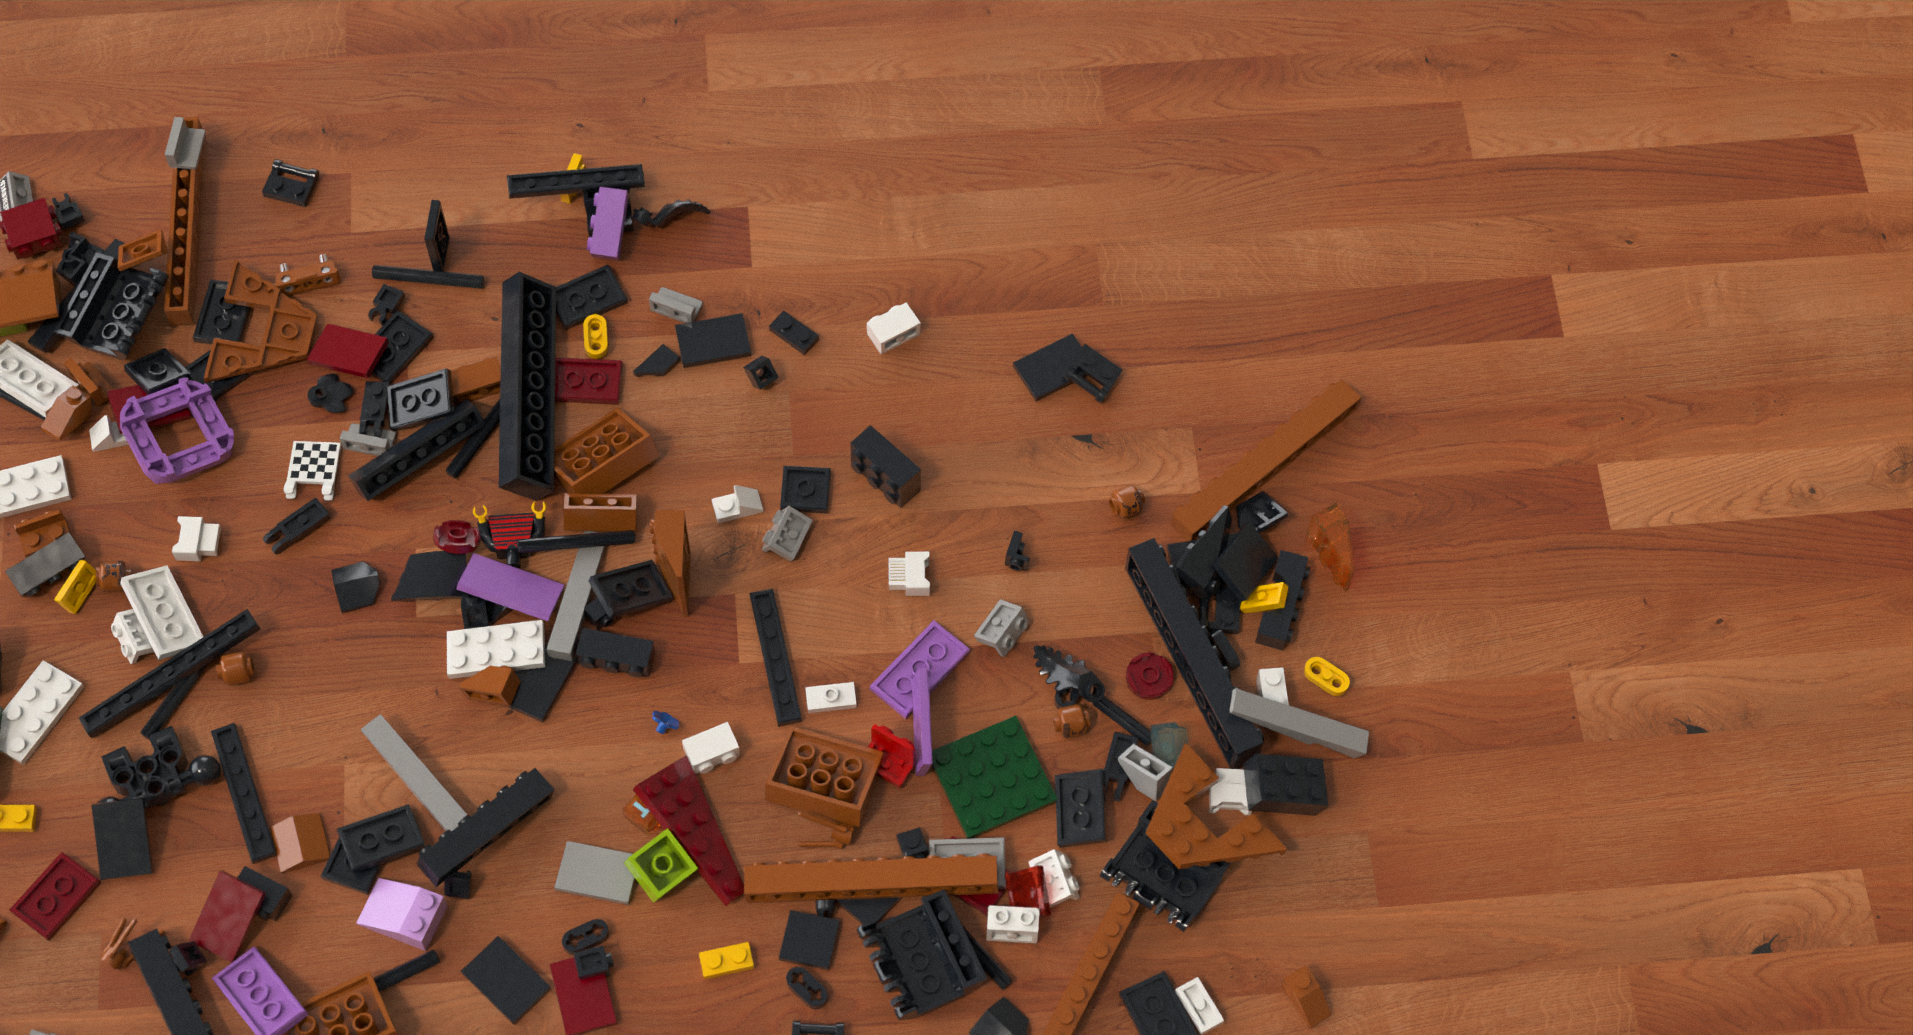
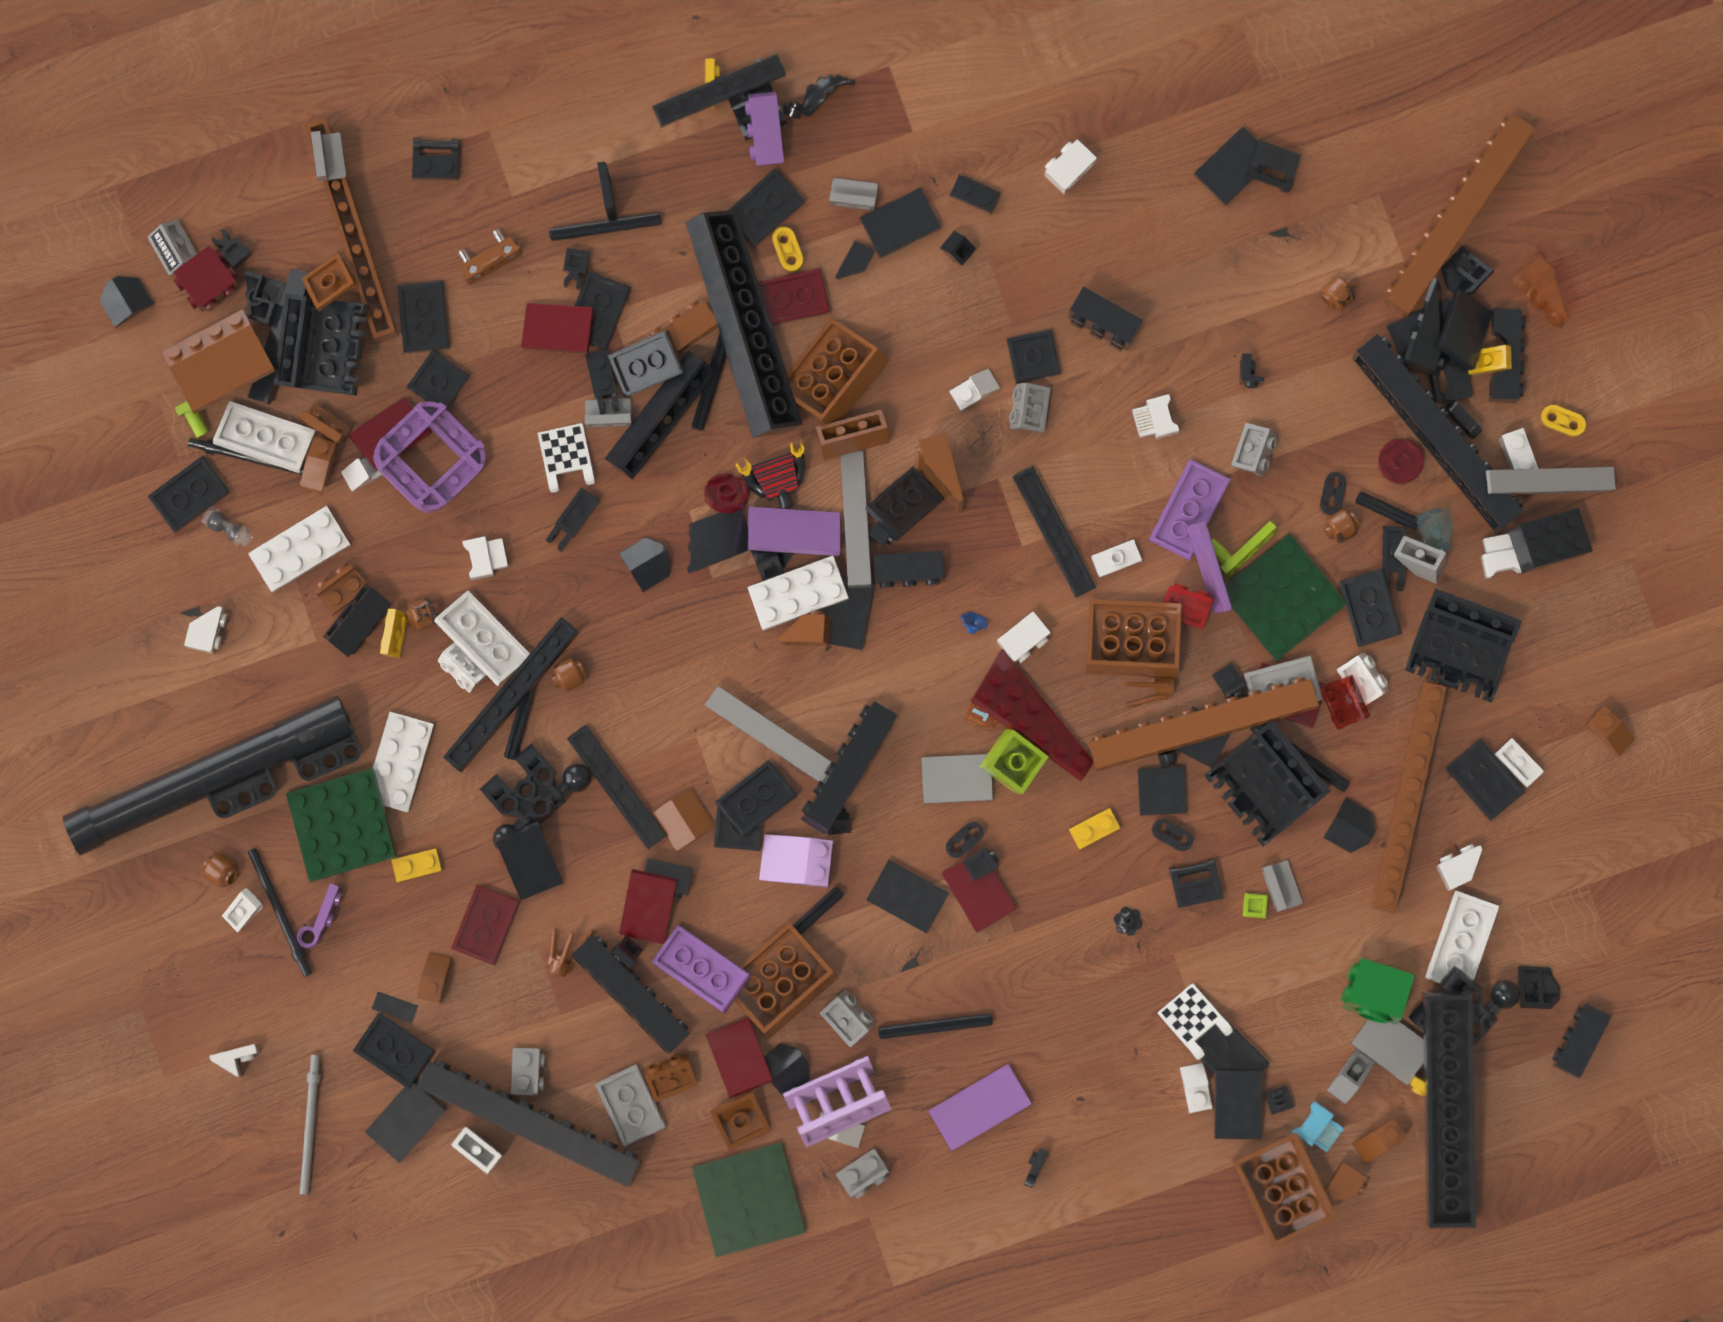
camera: 10 degrees left, 20 degrees up
(156, 371) = (385, 398): black tile -> none
(286, 333) = (492, 325): dark orange wing -> none
(332, 393) = (557, 372): black plate -> none
(576, 541) = (839, 469): black axle -> none
(952, 728) = (1230, 563): none -> lime piece
(1012, 924) = (1338, 732): white bracket -> none
(1068, 674) = (1328, 482): black plant -> none
(1186, 838) = (1469, 614): dark orange wing -> none

